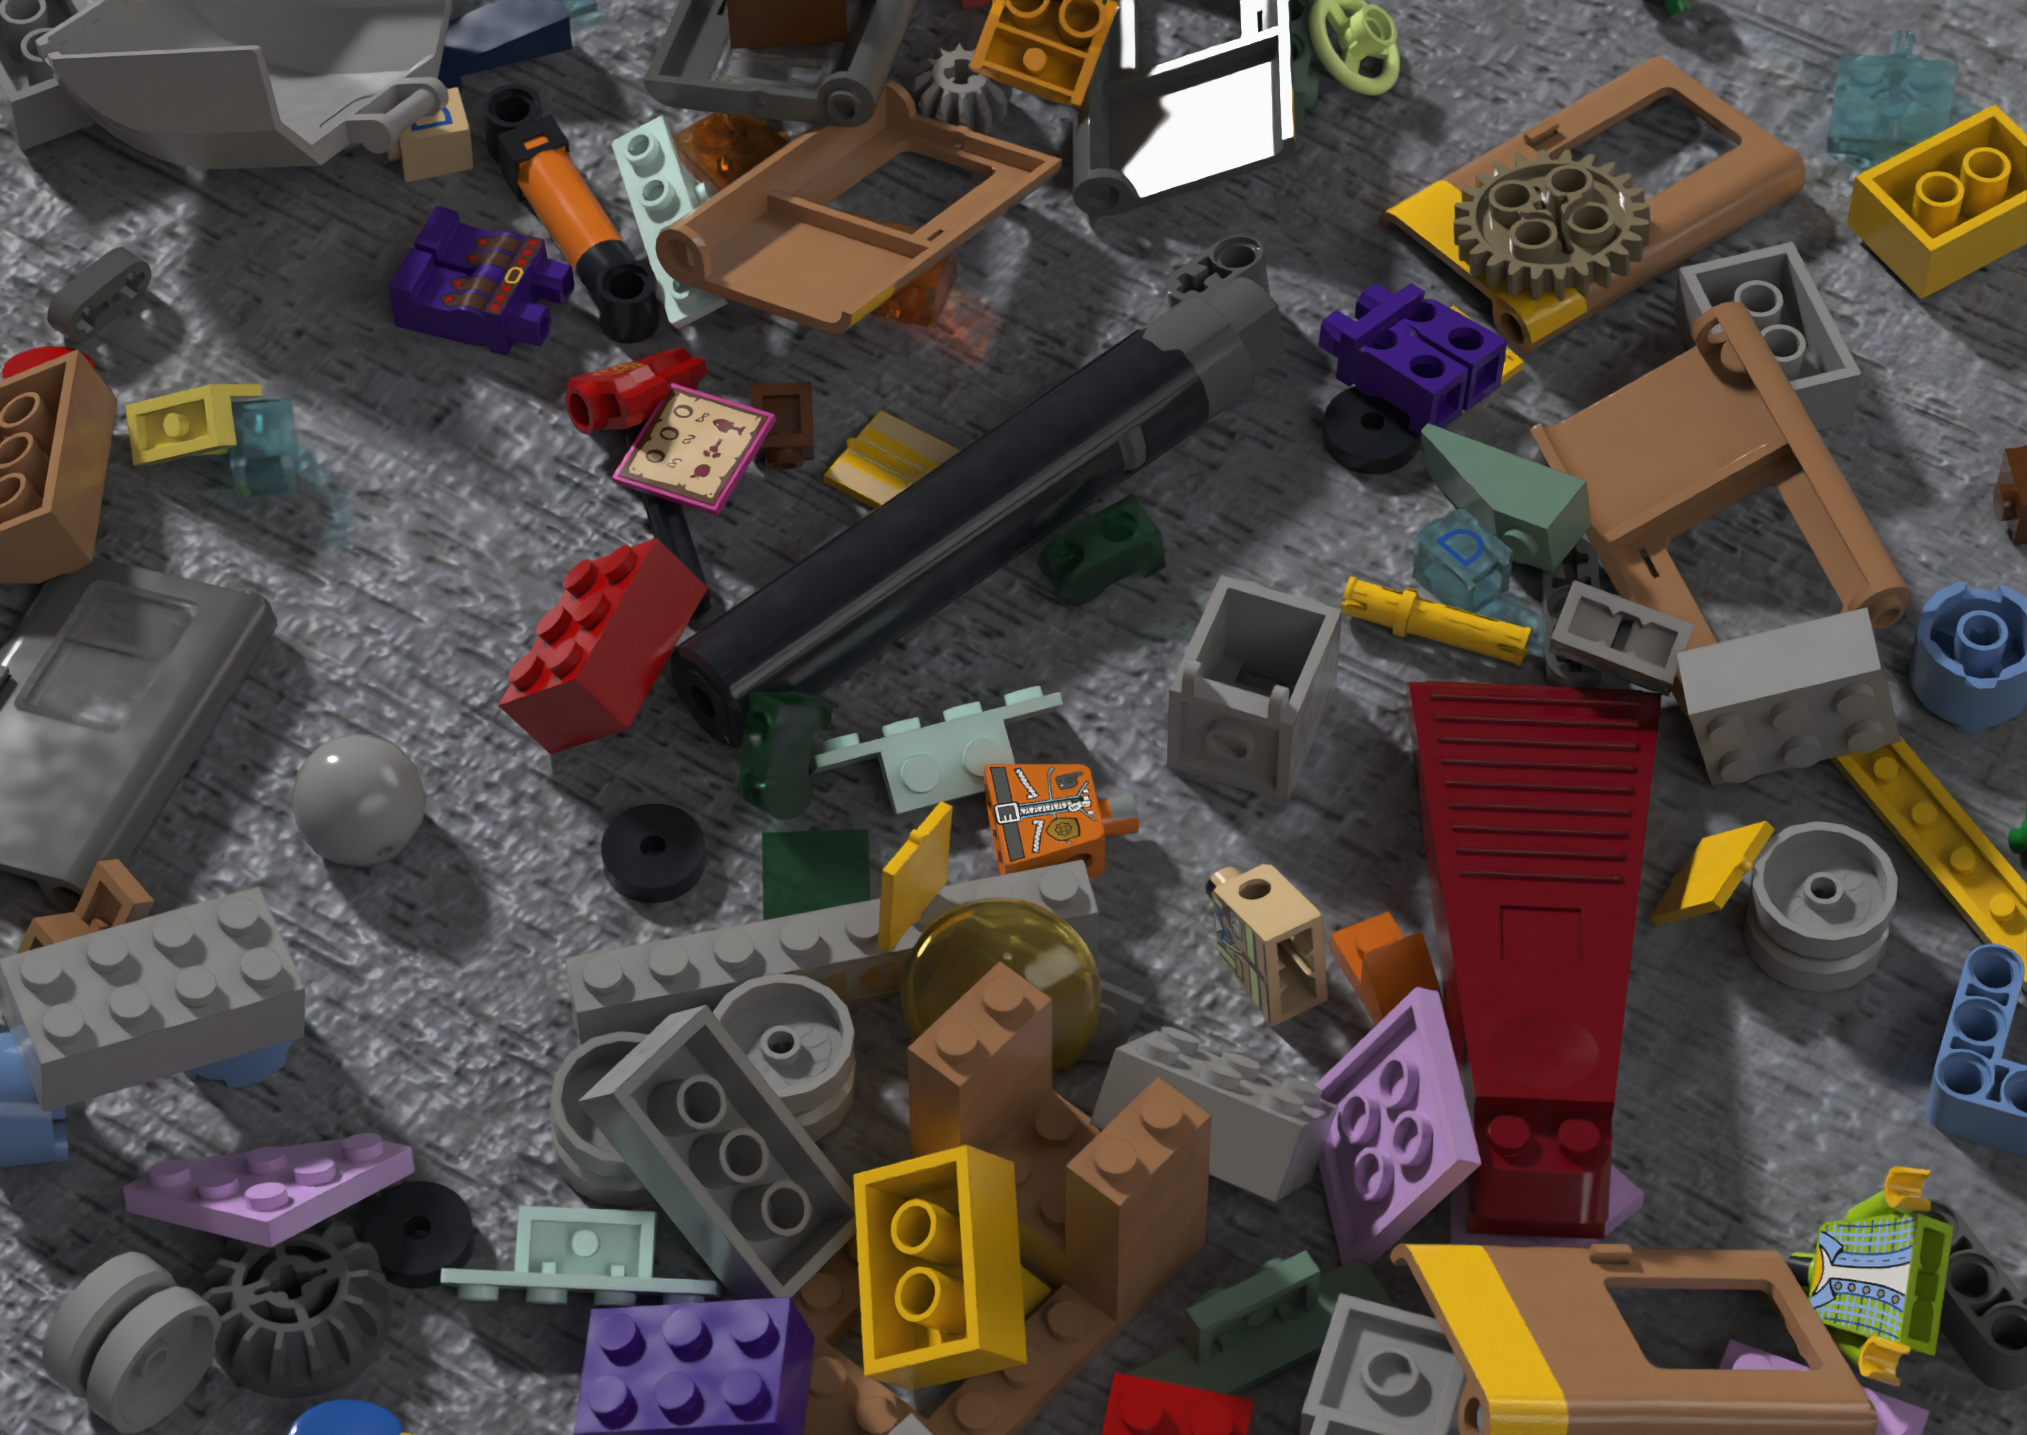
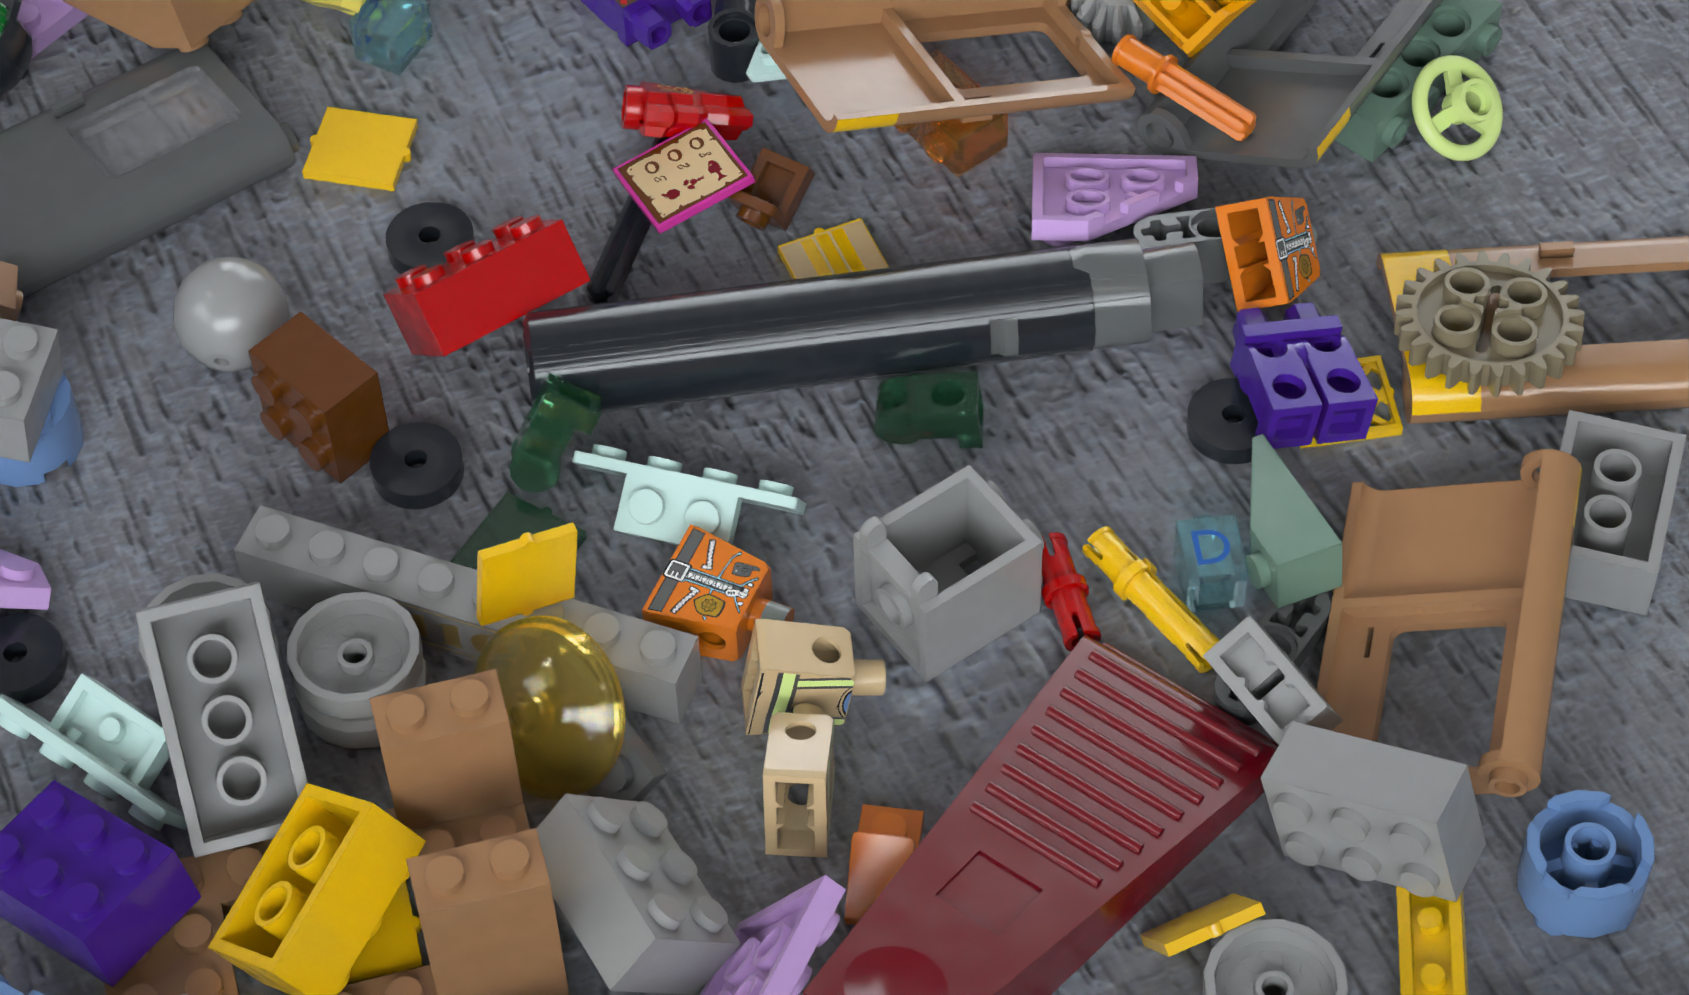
camera: 35 degrees right, 0 degrees up
(325, 583) = (360, 148): none -> yellow piece
(475, 615) = (424, 223): none -> black piece
(527, 831) = (318, 397): none -> reddish brown brick
(1099, 277) = (1099, 193): none -> lavender plate
(1108, 138) = (1183, 87): none -> orange axle
(1186, 843) = (803, 665): none -> tan torso
(1302, 253) = (1268, 250): none -> orange torso
(1371, 667) = (1066, 592): none -> red pin

